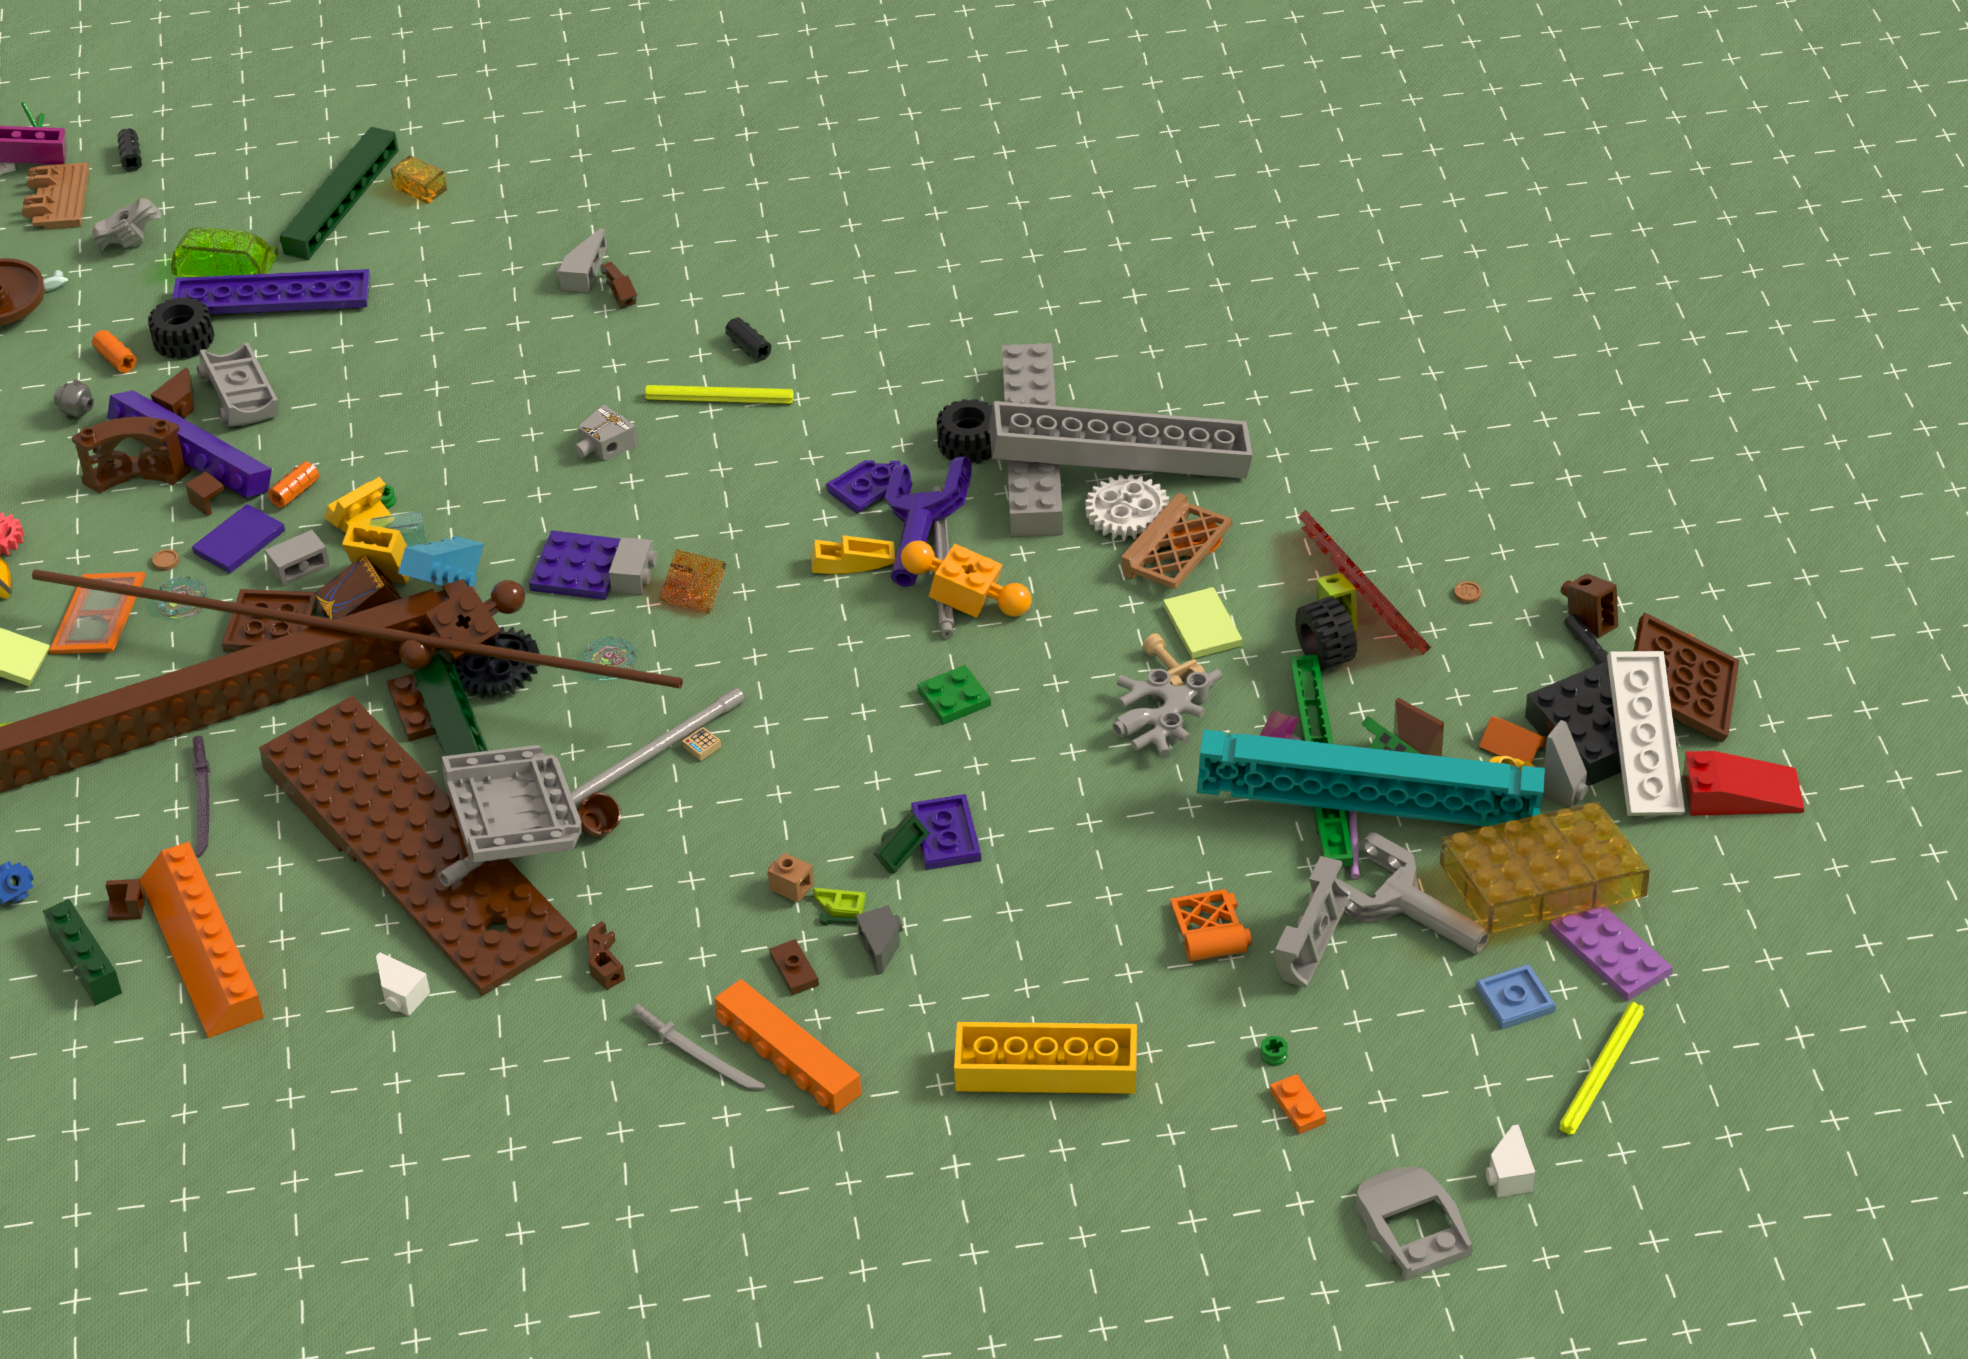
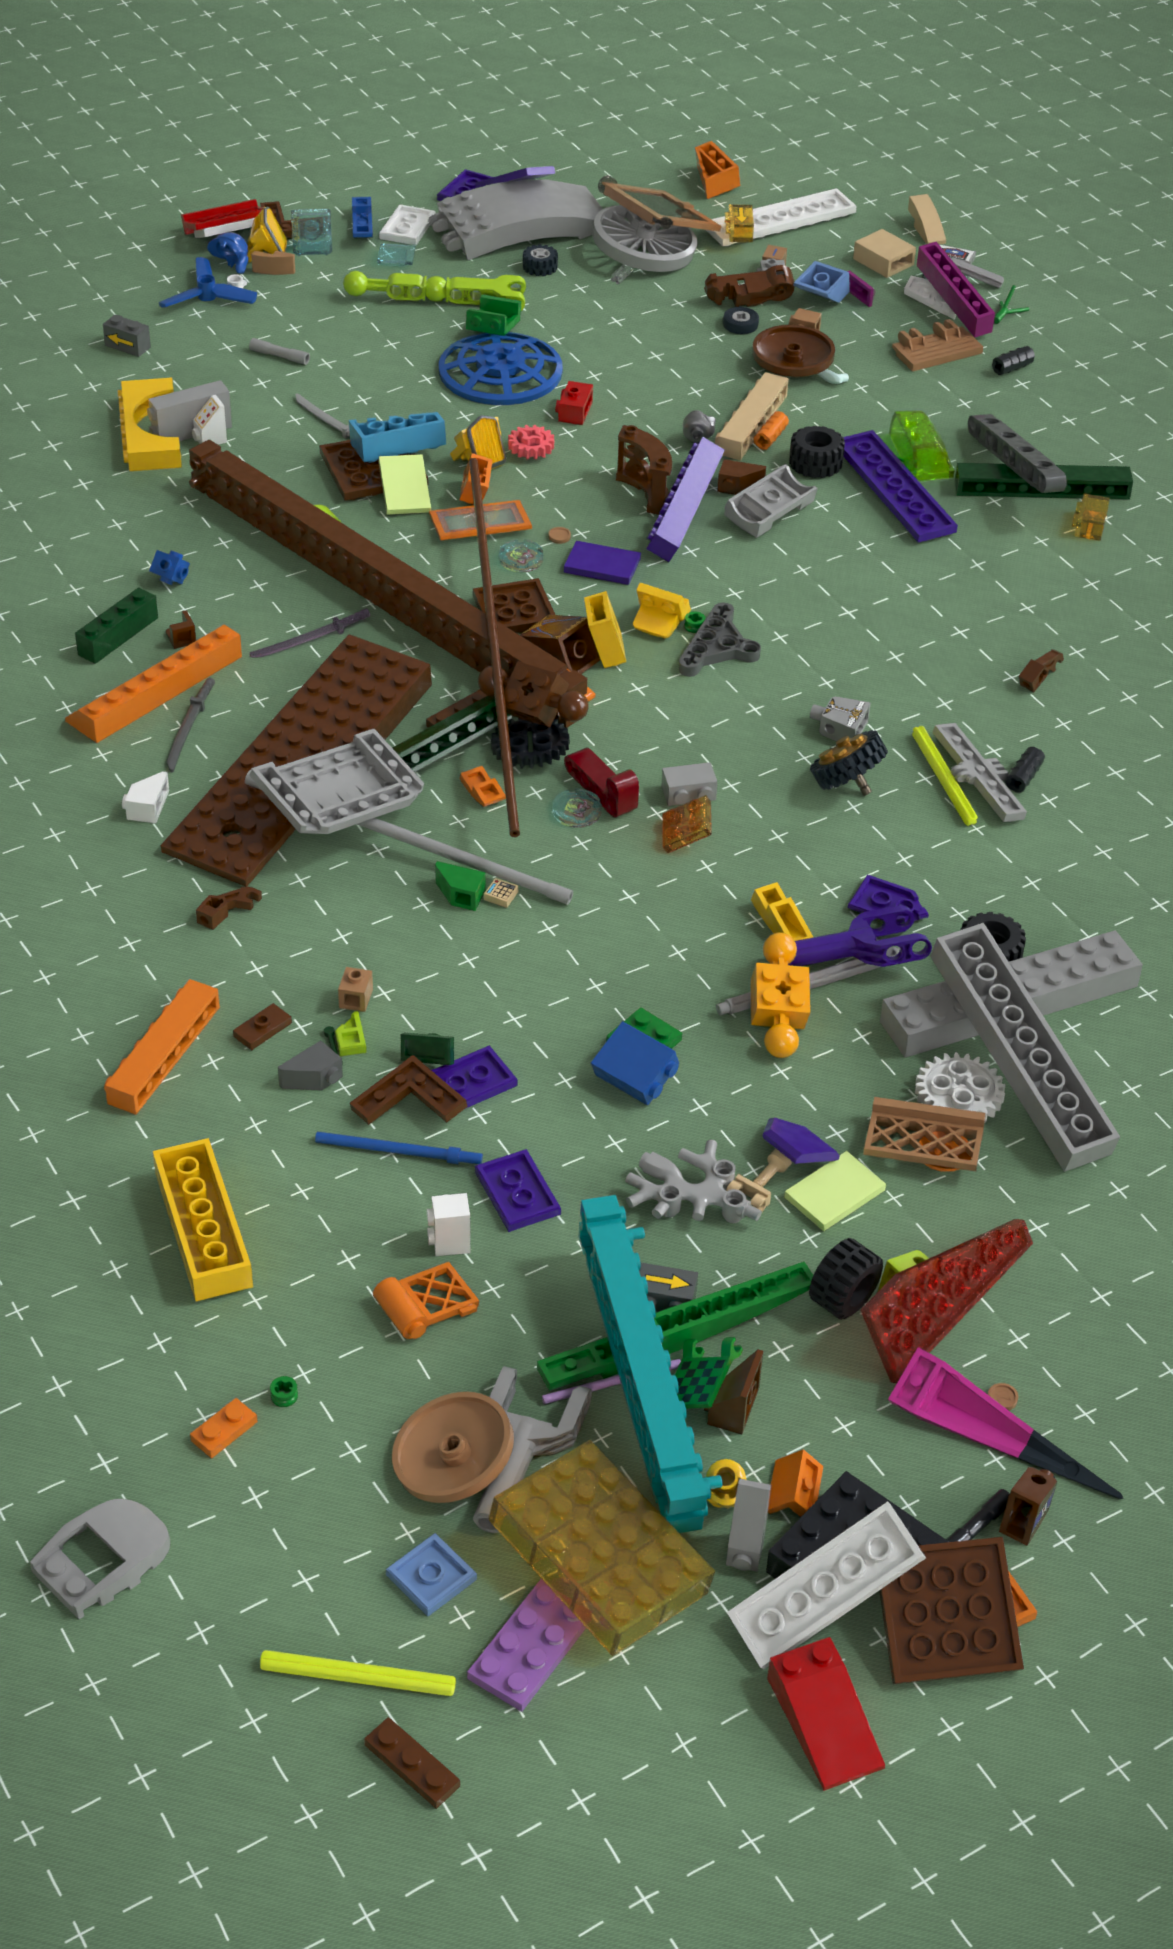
camera: 65 degrees right, 0 degrees up
(37, 596) = (484, 470): none -> orange brick
(77, 355) = (751, 415): none -> tan brick
(126, 225) = (909, 384): light grey piece -> none
(201, 490) = (637, 523): reddish brown panel -> none
(260, 914) = (196, 705): none -> dark grey sword
(293, 484) = (676, 568): orange axle -> none
(297, 557) = (586, 586): light grey brick -> none
(304, 188) = (1017, 453): none -> dark grey beam
(409, 524) = (650, 639): clear light blue panel -> none
(418, 482) = (715, 650): none -> dark grey beam
(443, 561) = (607, 669): dark azure wedge -> none
(533, 721) = (481, 787): none -> orange slope
(575, 565) = (676, 748): dark purple plate -> none
(582, 263) = (1041, 638): light grey slope -> none
(584, 627) = (616, 791): none -> dark red beam
(599, 814) = (376, 850): reddish brown hair -> none
(668, 1032) = (157, 970): light grey sword -> none
(680, 768) = (460, 885): none -> green slope
(684, 439) = (849, 761): none -> black wheel
(732, 369) = (984, 773): none -> light grey hinge
(937, 862) = (409, 1078): none -> reddish brown plate
(997, 701) = (635, 1063): none -> blue brick
(1038, 866) = (452, 1154): none -> blue bar
(1102, 831) = (517, 1190): none -> dark purple tile
(1141, 876) = (449, 1224): none -> white brick
(1143, 625) = (797, 1142): none -> dark purple tile
(1279, 725) = (685, 1276): magenta slope -> none
(1303, 946) = (432, 1365): light grey piece -> none
(1397, 939) = (453, 1447): none -> medium nougat dish
(1471, 617) = (952, 1402): none -> dark pink plate
(1511, 1166) = (194, 1618): white slope -> none
(1701, 1053) = (412, 1762): none -> reddish brown plate

